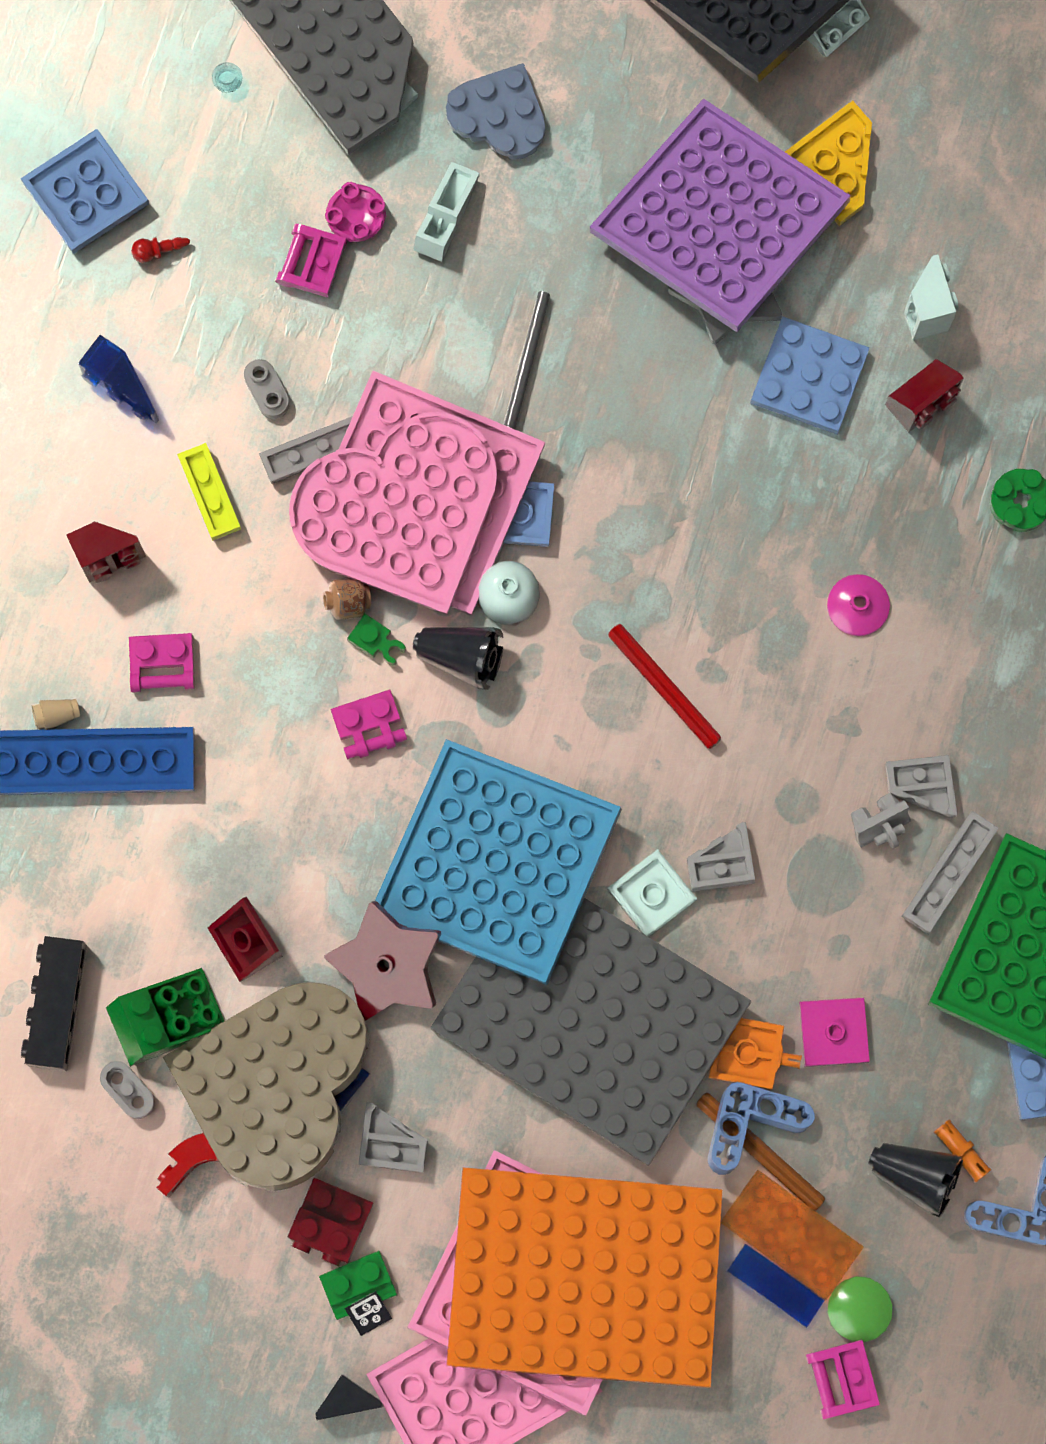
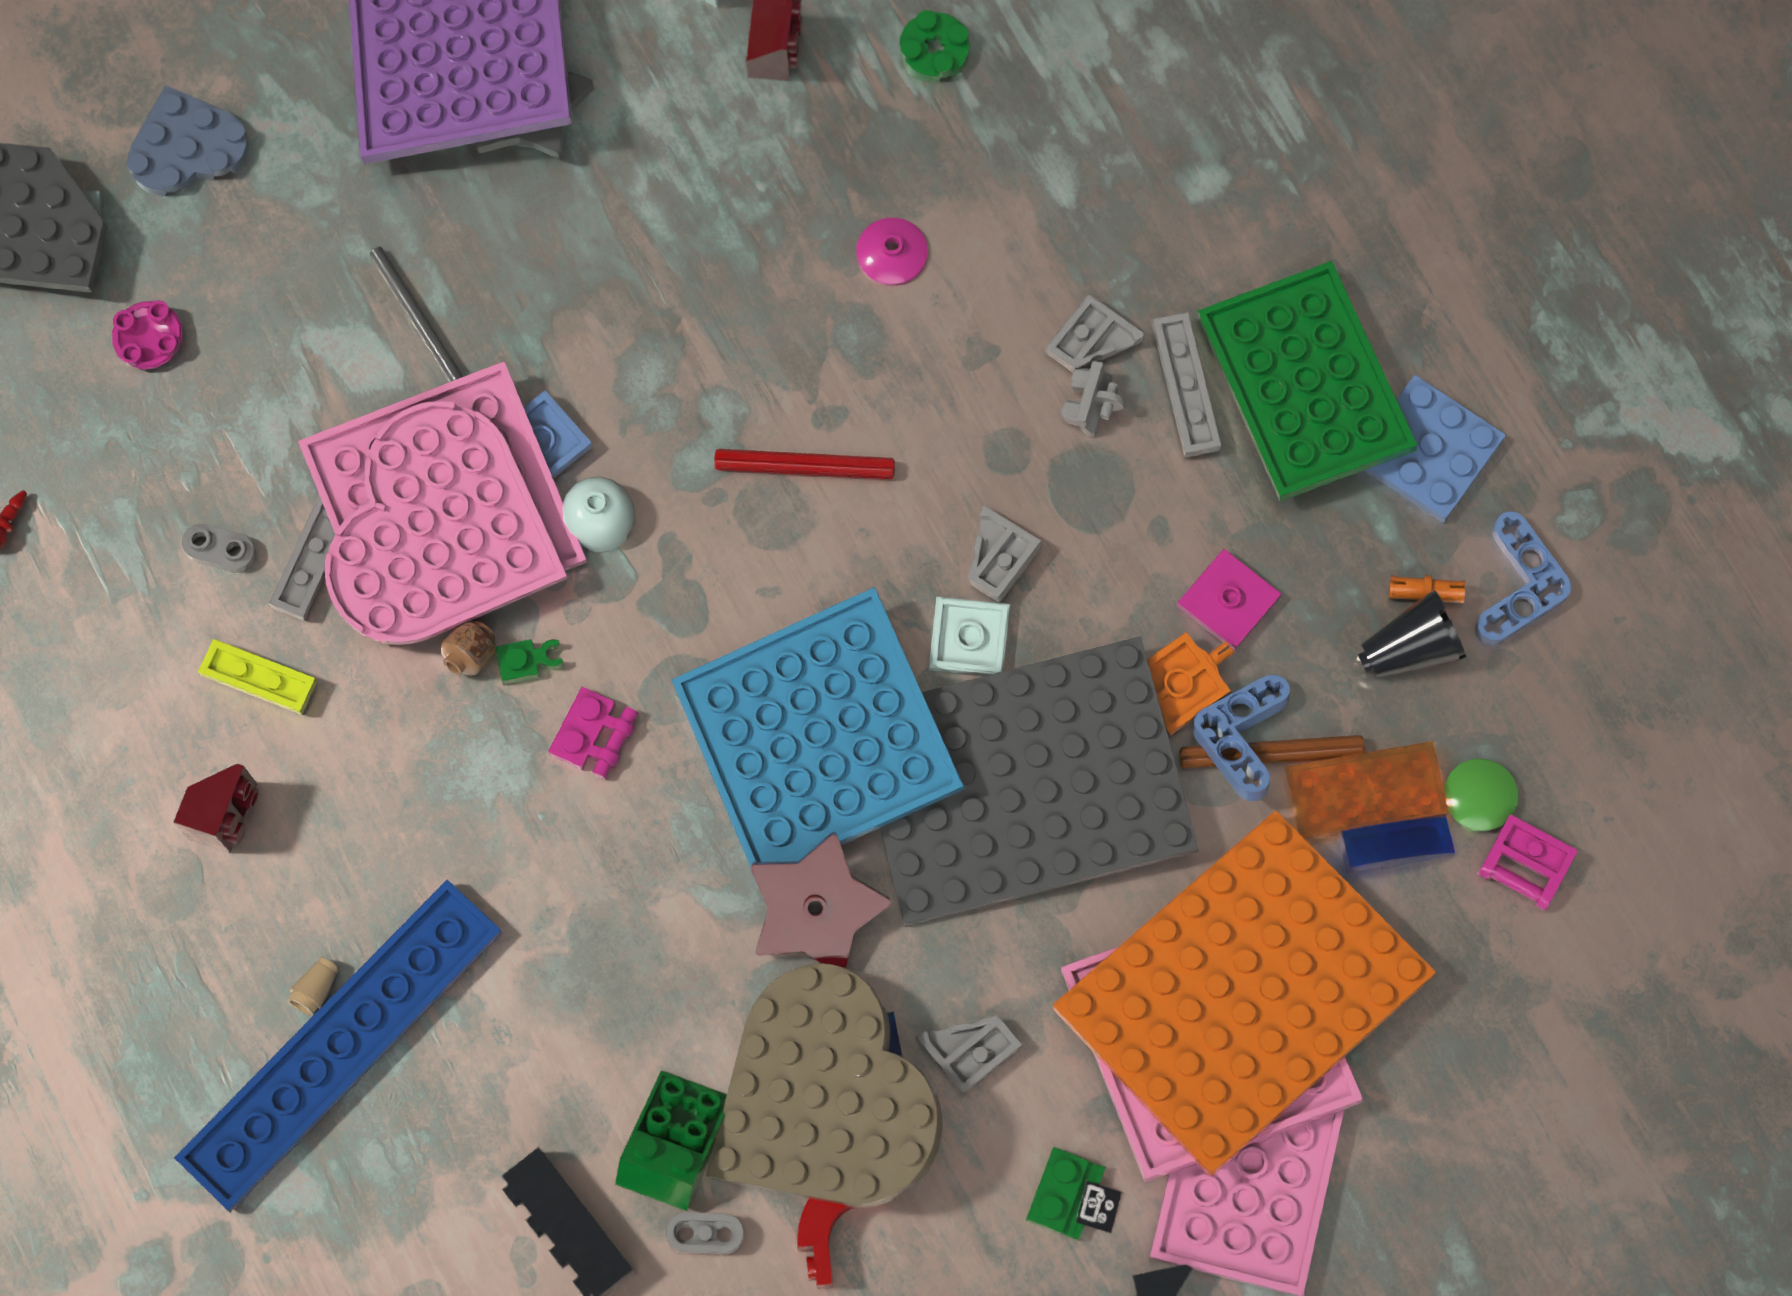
camera: 45 degrees left, 5 degrees down
(112, 369) = (72, 657): clear blue slope -> none
(161, 652) = (354, 848): dark pink plate -> none
(244, 940) = (674, 1008): dark red slope -> none
(320, 264) = (159, 402): dark pink plate -> none
(329, 1222) = (988, 1166): dark red plate -> none
(445, 211) = (224, 262): light aqua slope -> none
(462, 652) = (610, 597): black cone -> none
(809, 375) = (663, 110): medium blue plate -> none

